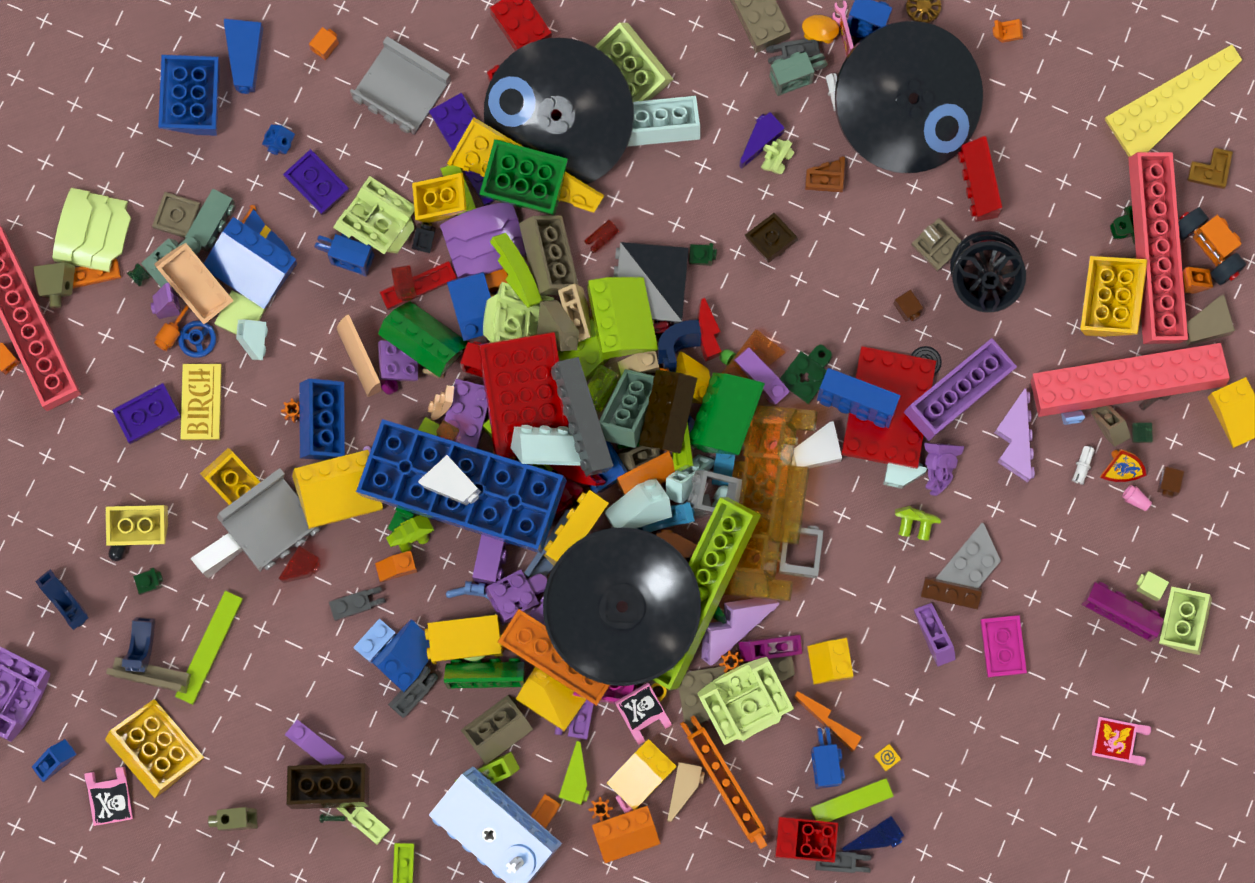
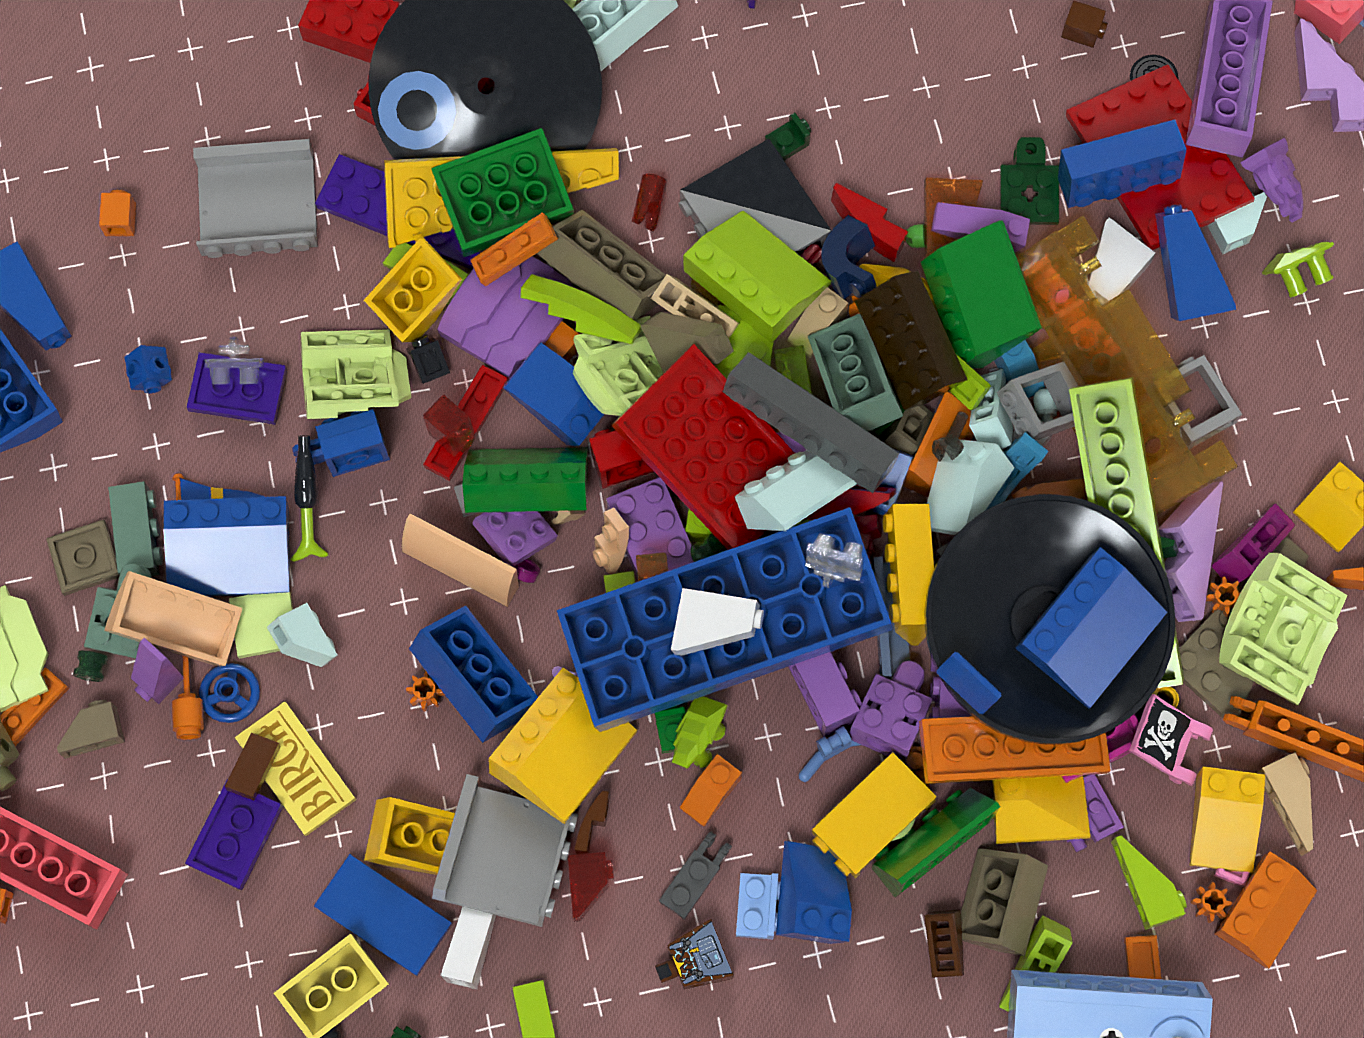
camera: 35 degrees left, 5 degrees down
(116, 308) = (92, 730): none -> dark tan slope
(179, 385) = (252, 766): none -> reddish brown tile
(189, 507) = (383, 915): none -> blue tile
(306, 267) = (306, 498): none -> black piece
(314, 165) = (221, 366): none -> clear hips
(324, 644) = (696, 959): none -> torso
(330, 535) = (595, 816): none -> reddish brown slope
(406, 700) = (858, 952): dark grey hinge -> none
(452, 719) = (934, 943): none -> reddish brown slope
(484, 443) = (707, 548): none -> clear green wheel
(506, 213) = (514, 249): none -> orange tile
(530, 499) = (833, 563): none -> clear hips
(552, 608) = (968, 683): none -> blue slope
(637, 627) = (1092, 628): none -> blue slope
(647, 480) = (951, 443): none -> clear smoke bar
(771, 237) = (857, 58): dark brown hinge -> none
(852, 481) = (1190, 270): none -> blue slope

